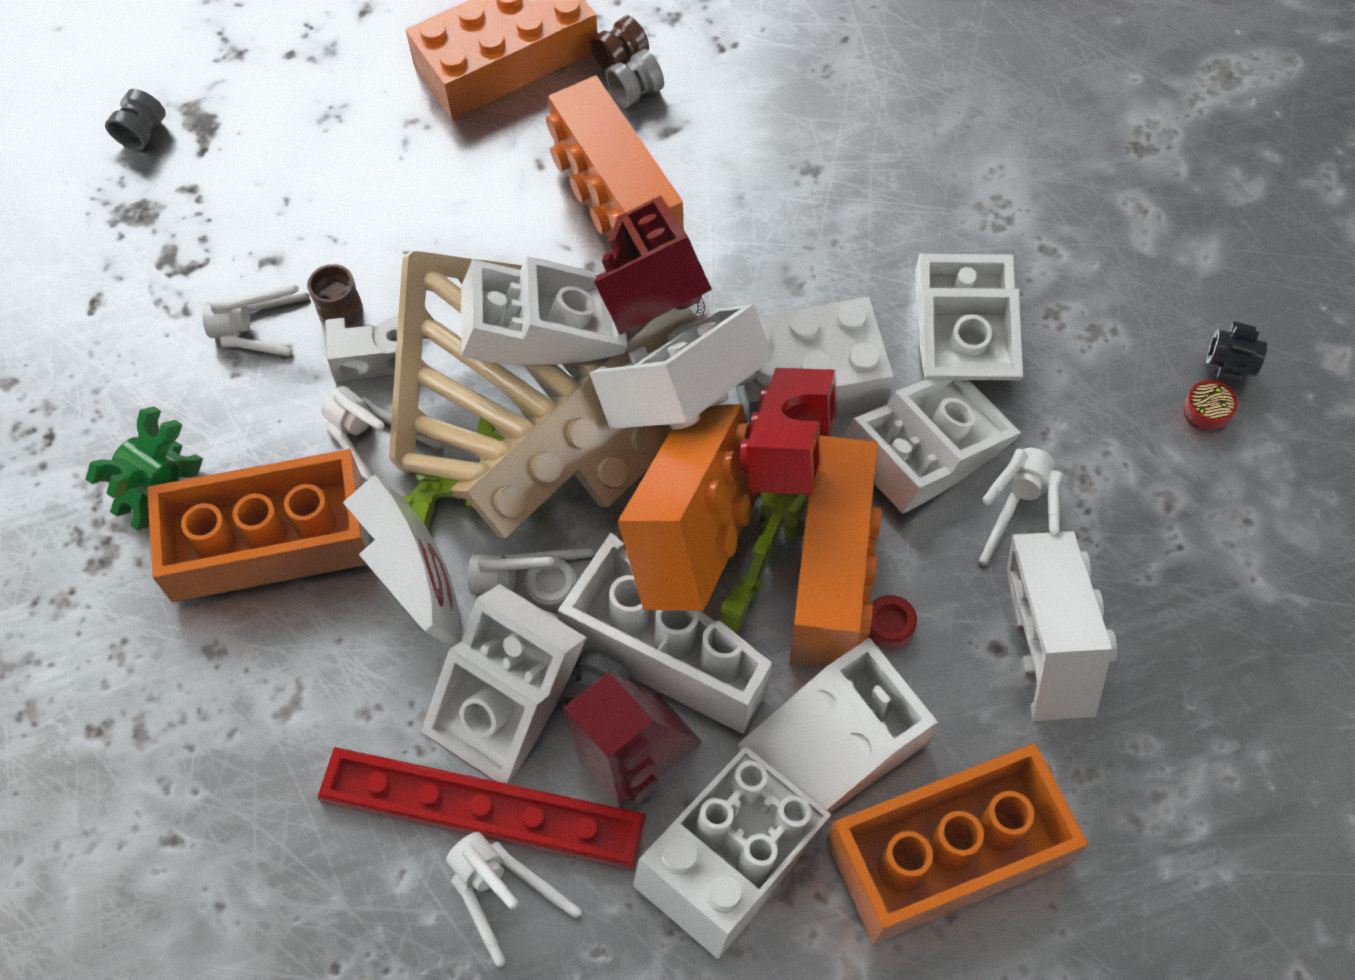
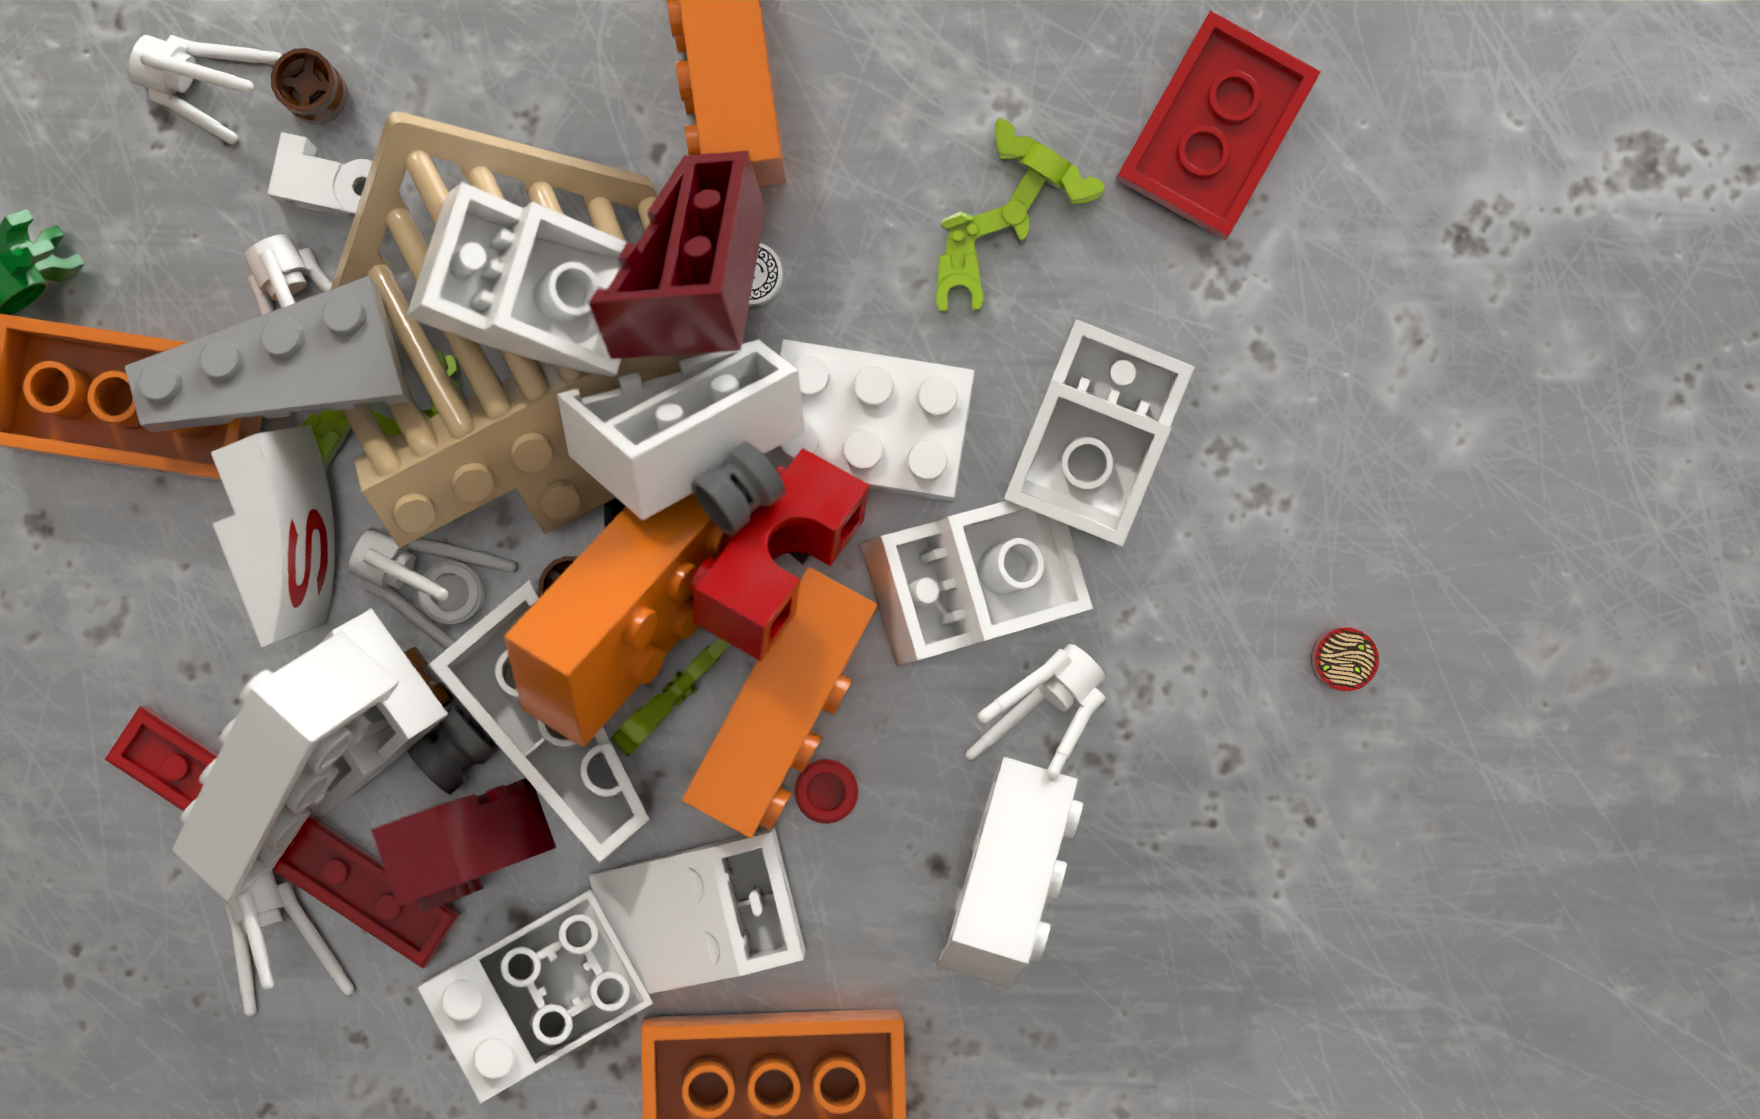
camera: 20 degrees right, 25 degrees up
(389, 424) = (296, 358): none -> light grey wing
(463, 716) = (278, 761): none -> white wedge
(745, 386) = (738, 488): none -> dark grey wheel
(851, 185) = (960, 263): none -> lime piece
(952, 132) = (1218, 125): none -> red plate
(1236, 352) = (1408, 609): black gear -> none

